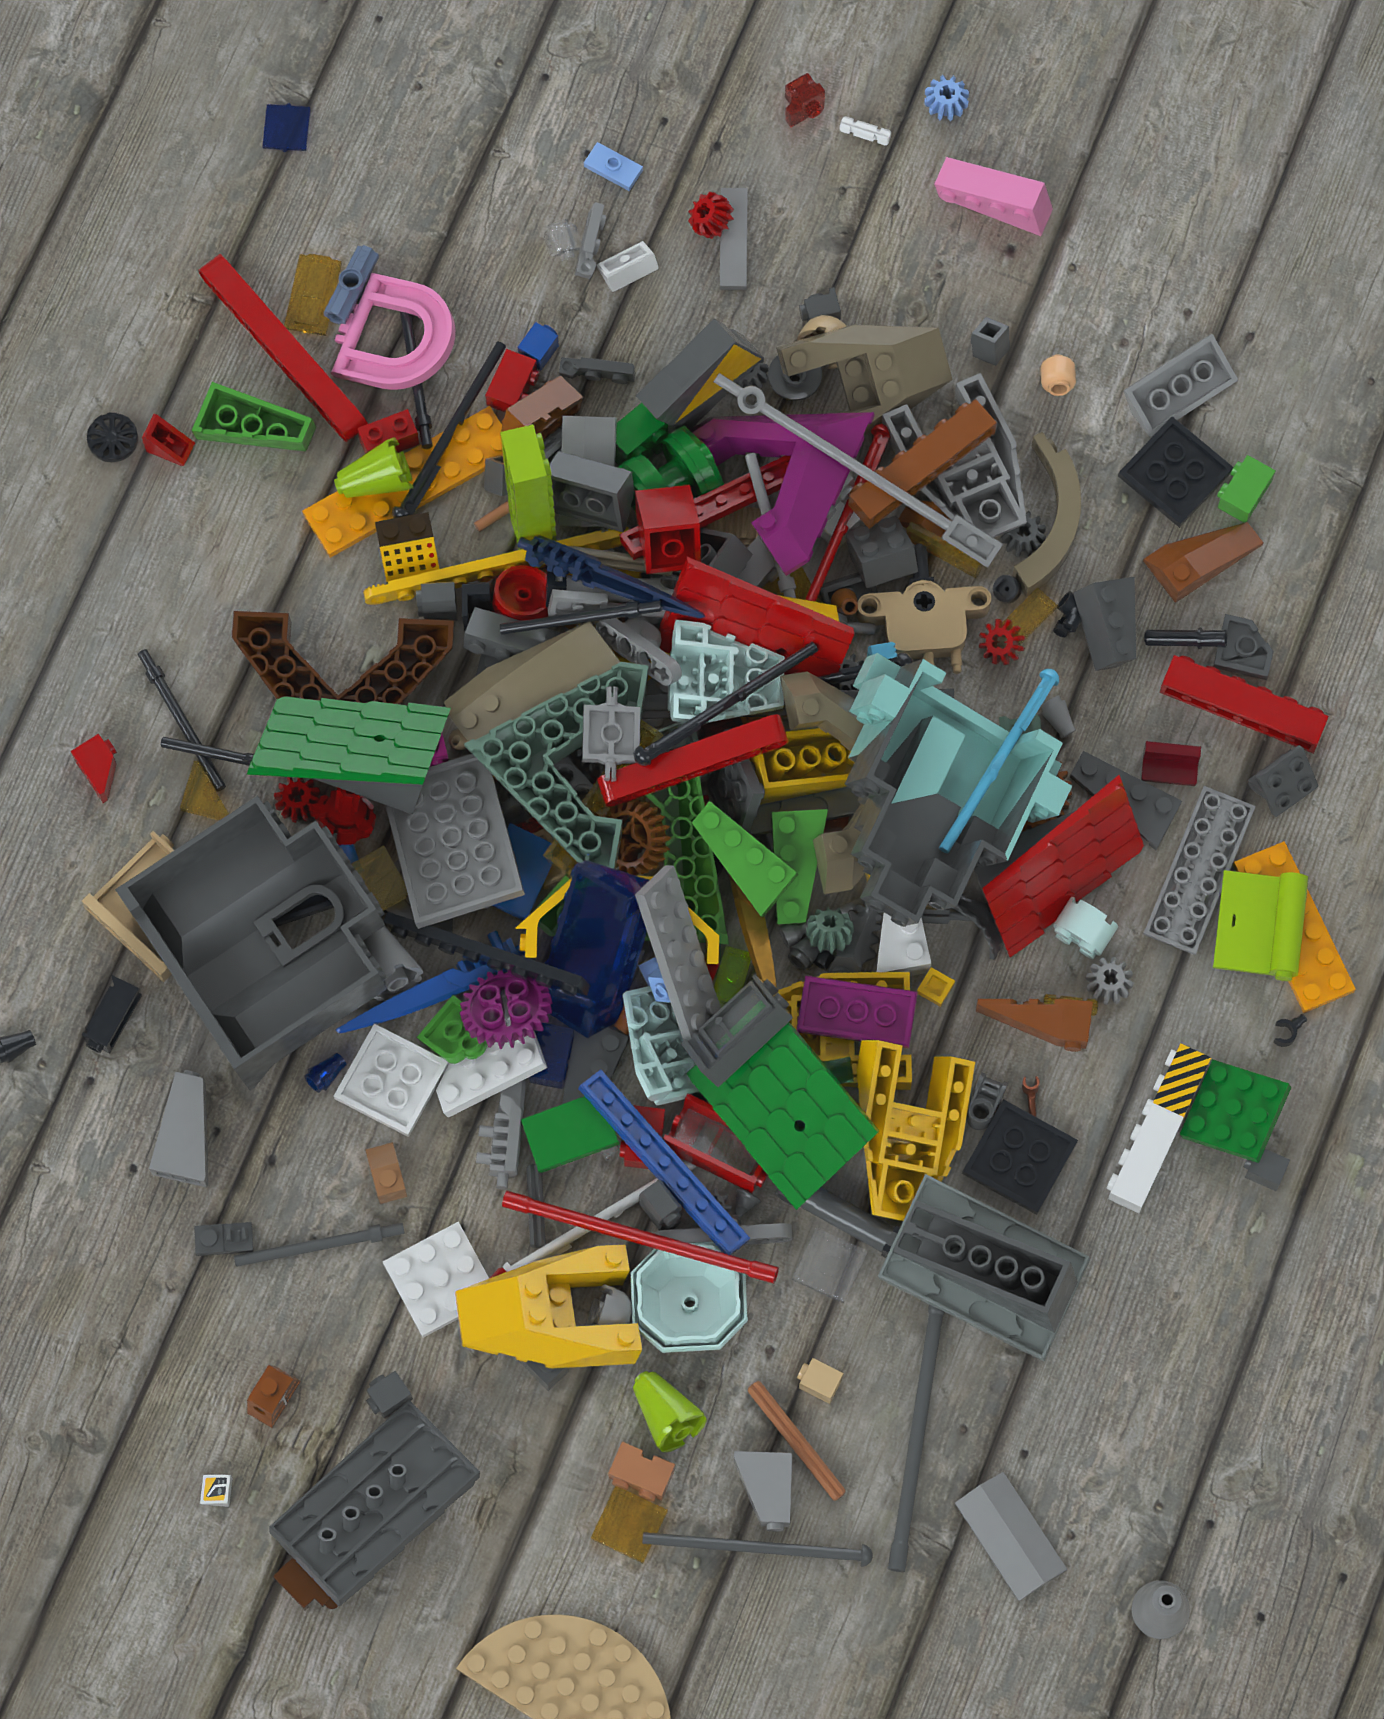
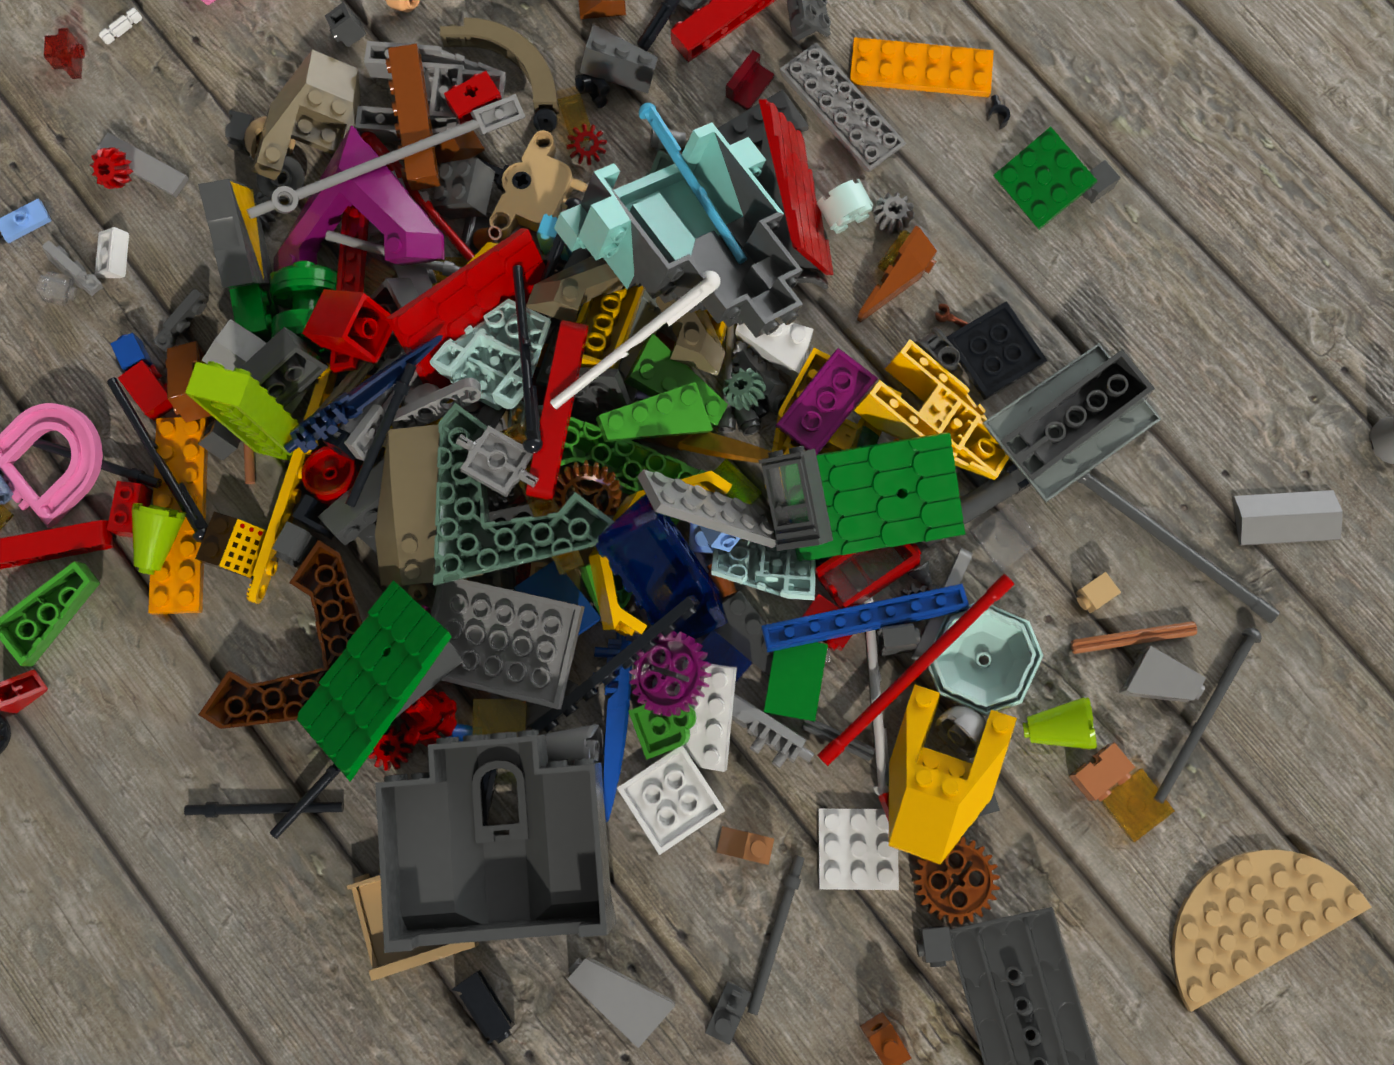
camera: 60 degrees left, 5 degrees up
(97, 764) = (259, 900): red slope -> none
(201, 797) = (340, 827): clear yellow tile -> none
(324, 1073) = (634, 850): clear blue cone -> none
(454, 1409) = (974, 896): none -> dark orange gear
(860, 817) = (669, 315): none -> white bar
(935, 986) = (830, 337): yellow tile -> none
(943, 550) = (492, 144): clear yellow tile -> none
(969, 494) = (471, 95): none -> red brick
(1028, 543) = (516, 83): dark grey gear -> none
(1159, 1128) = (1027, 239): white brick -> none
(1266, 922) = (912, 82): lime door -> none

